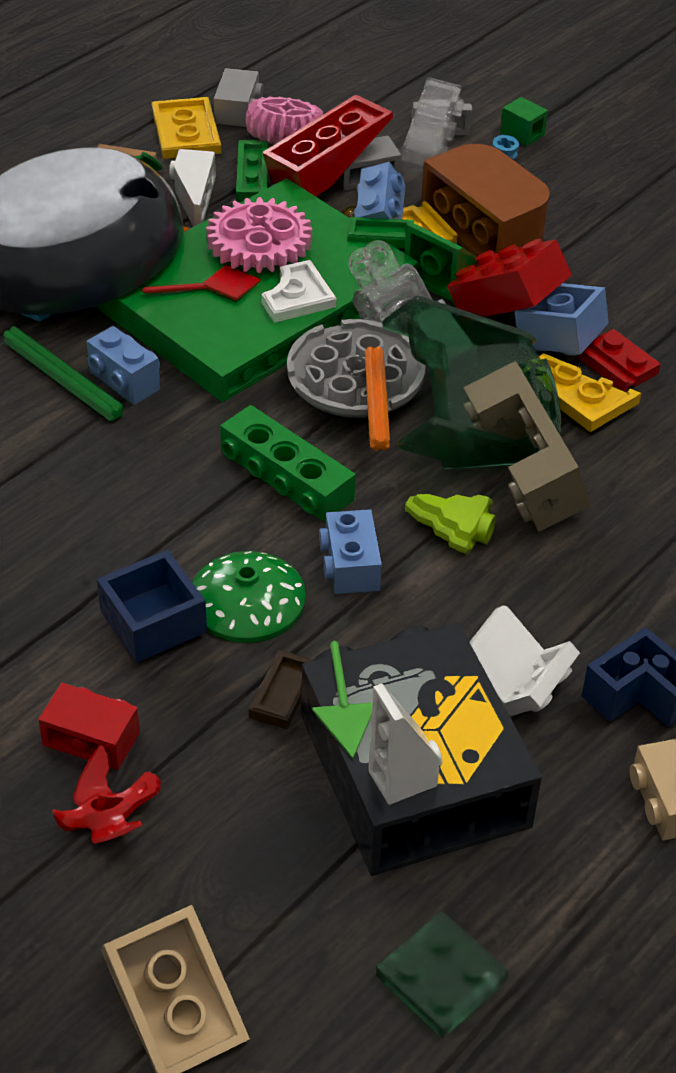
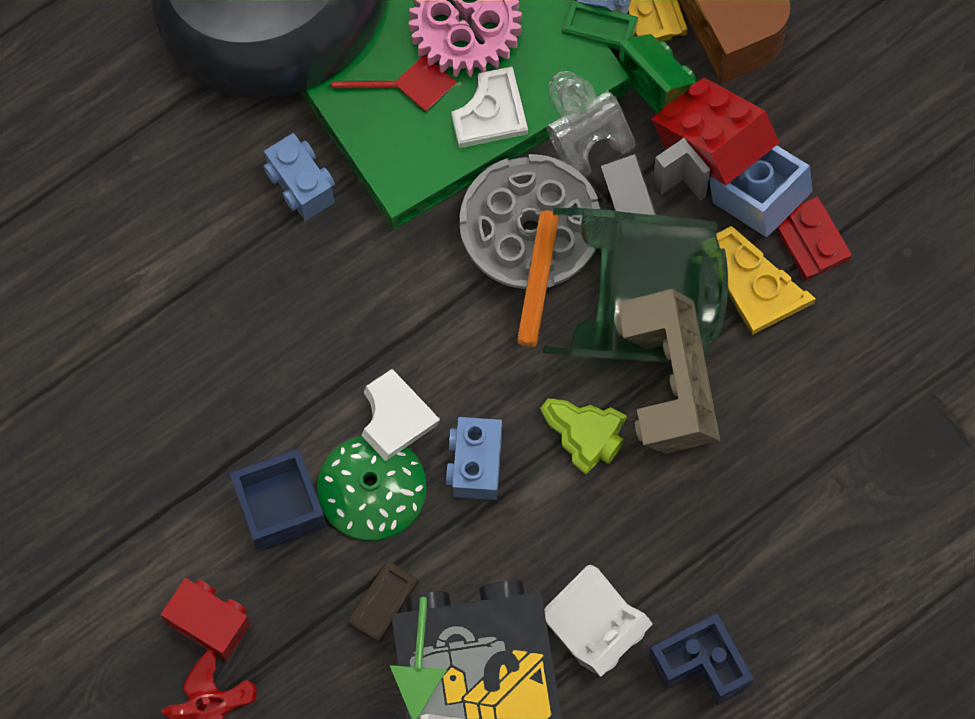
camera: 15 degrees right, 25 degrees up
(63, 374) = (239, 171): green axle -> none
(259, 529) = (397, 415): none -> white tile
(287, 462) = (411, 288): green brick -> none
(490, 301) = (679, 164): none -> light grey panel

